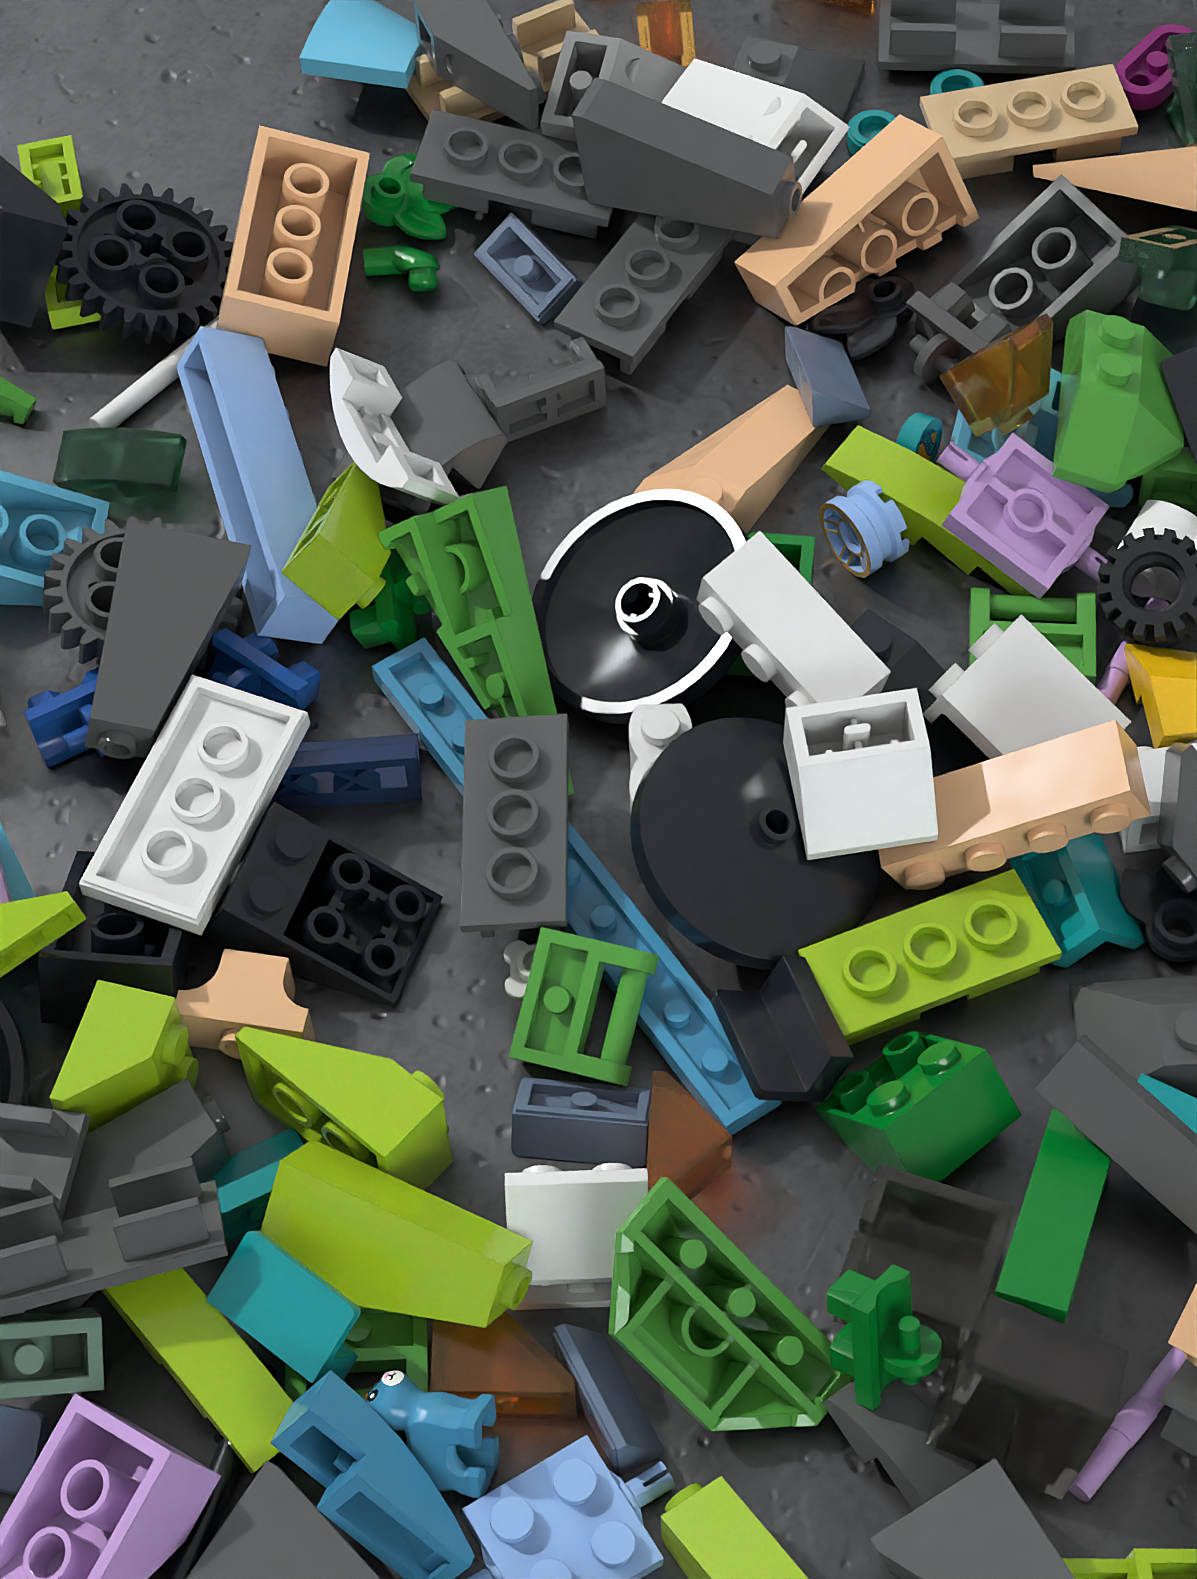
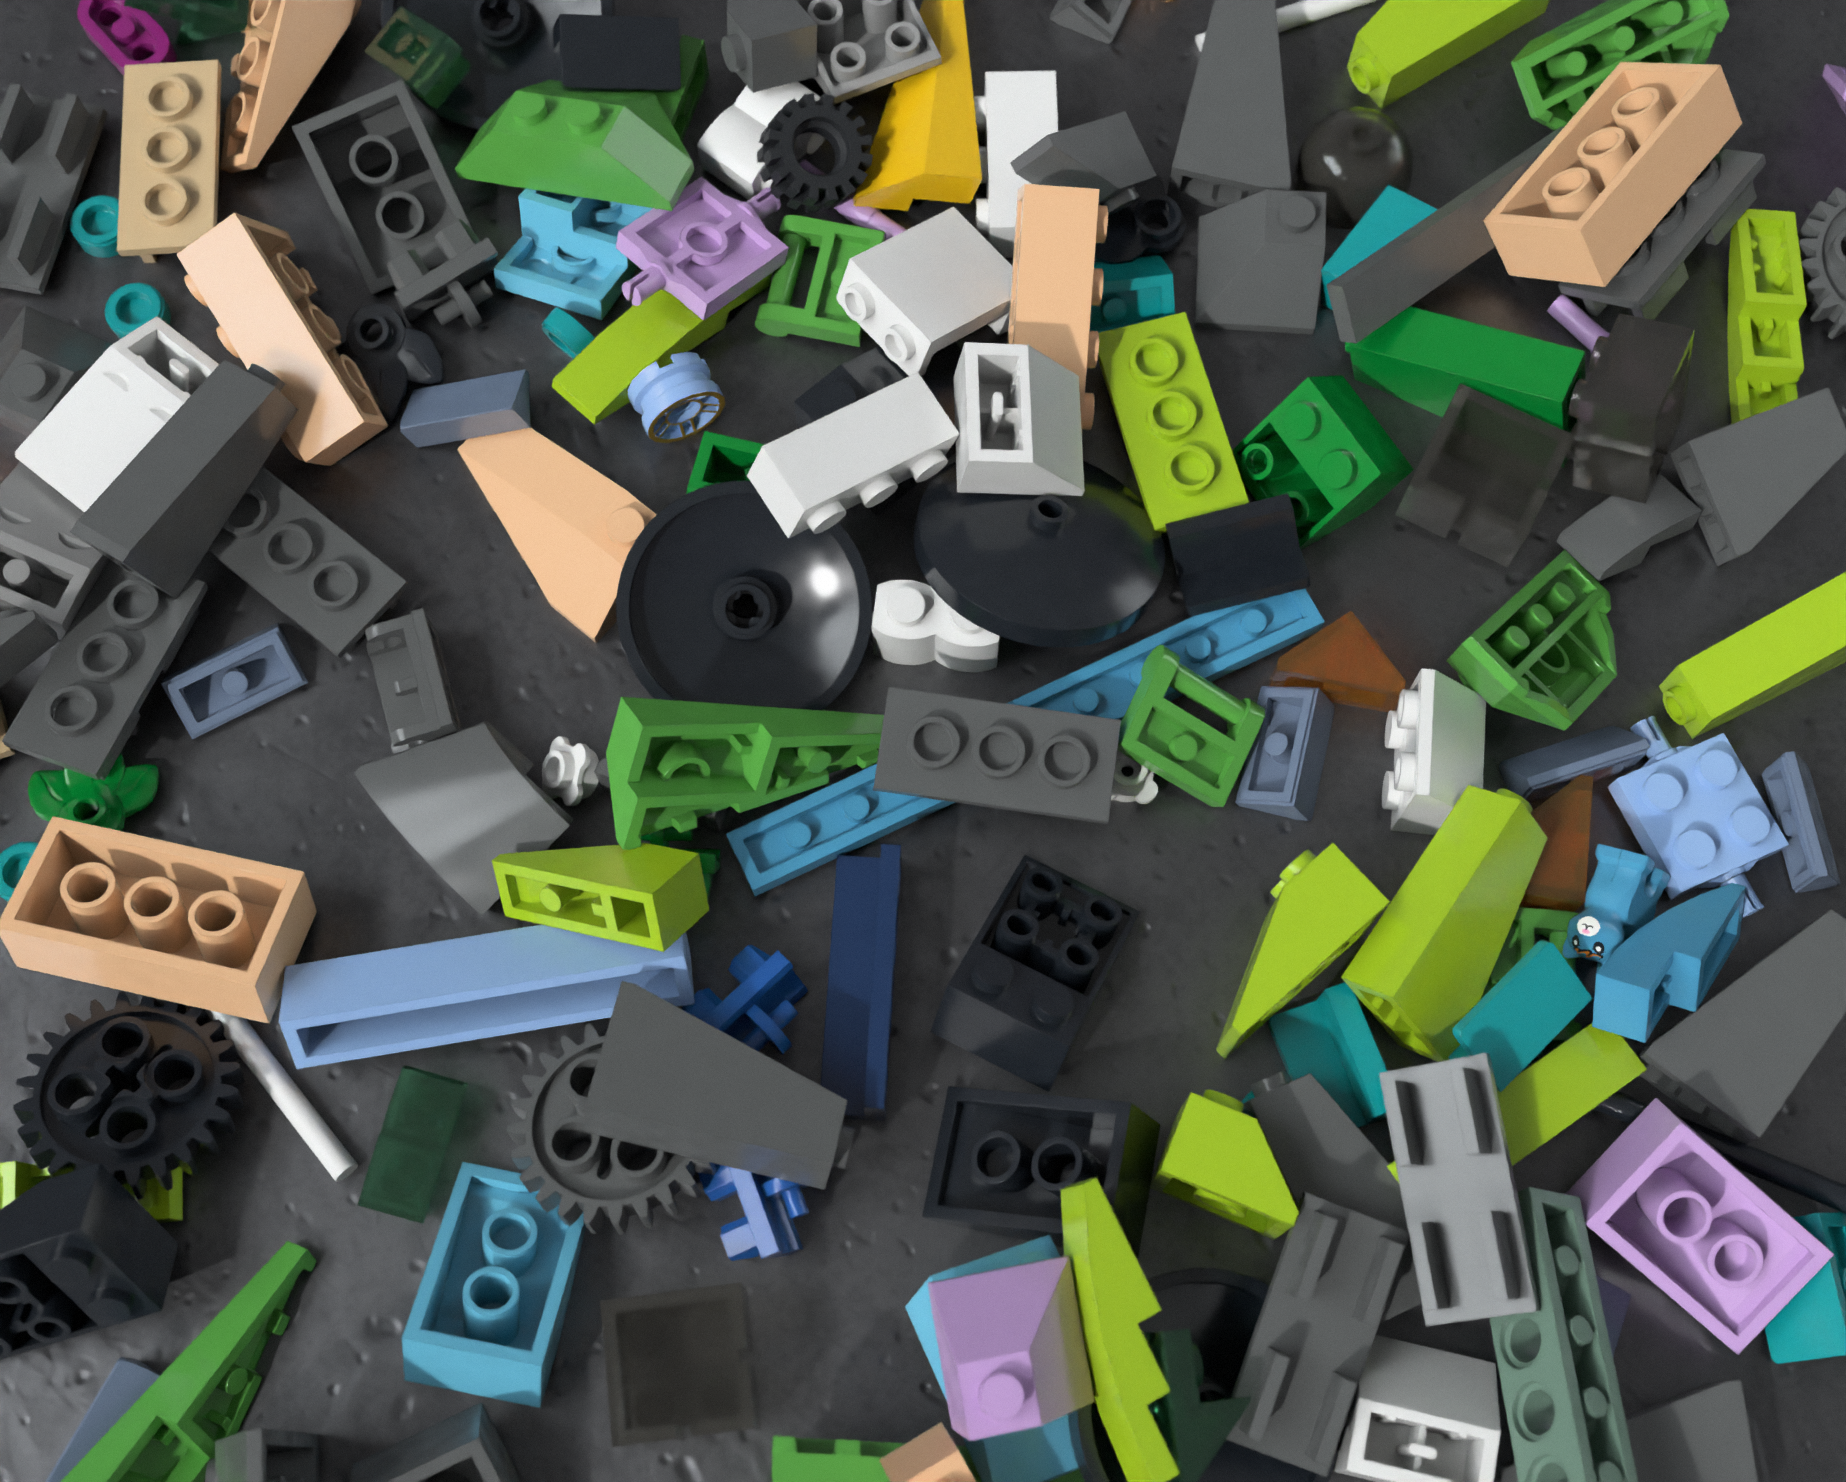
camera: 85 degrees left, 15 degrees up
(195, 804) = (928, 1069): white tile -> none
(244, 992) = (1147, 1045): light nougat brick -> none
(362, 409) = (418, 856): white slope -> none
(403, 260) = (192, 804): green arm -> none
(881, 1334) = (1578, 512): green hips -> none
(1003, 378) = (540, 229): clear orange slope -> none

